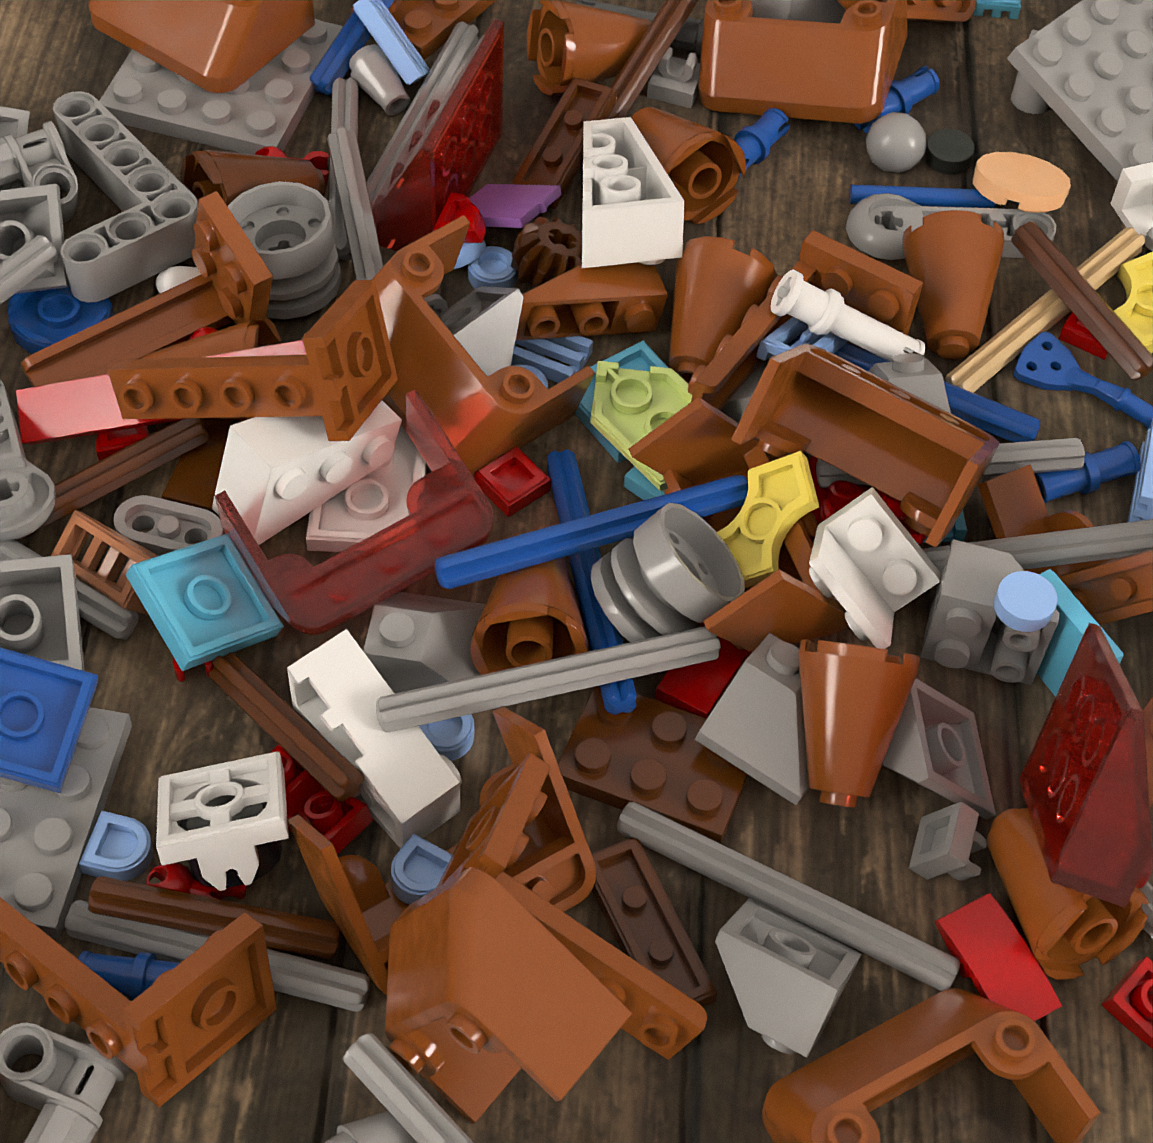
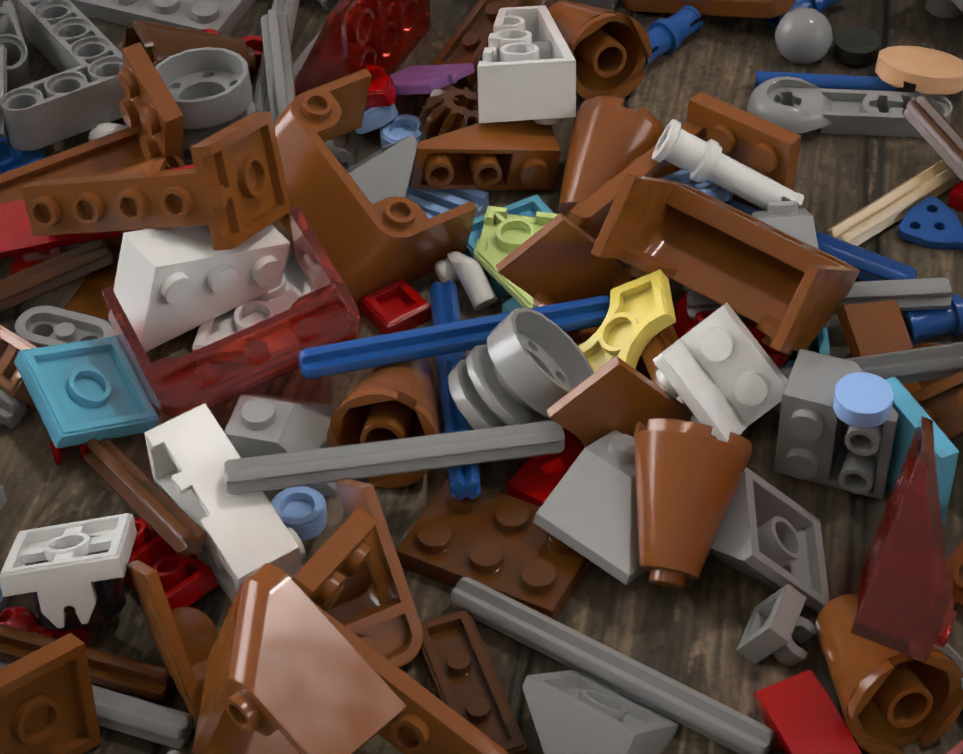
camera: 10 degrees right, 10 degrees down
(588, 441) = (471, 276): none -> white arm
(958, 268) = (842, 142): dark orange cone -> none

